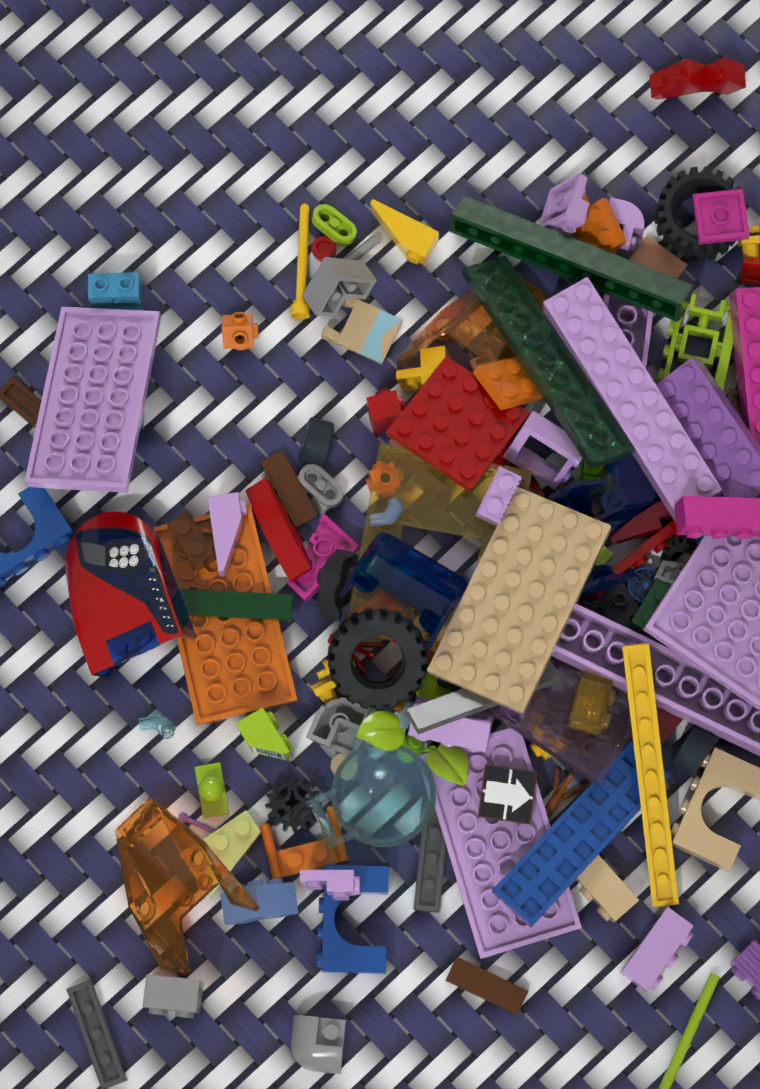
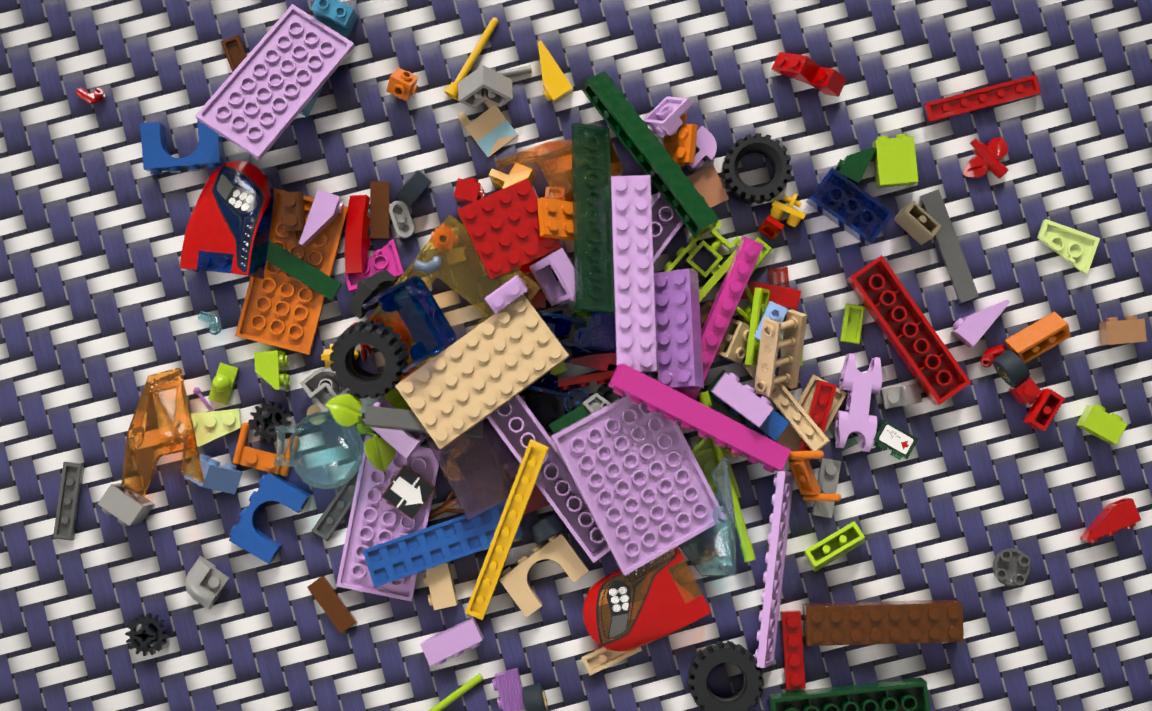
camera: 30 degrees right, 10 degrees up
(323, 247) = (492, 56): red tile -> none
(335, 225) = (507, 45): lime plate -> none
(339, 882) = (263, 491): lavender plate -> none
(591, 704) = (493, 464): clear yellow brick -> none
(720, 216) = (766, 179): dark pink tile -> none

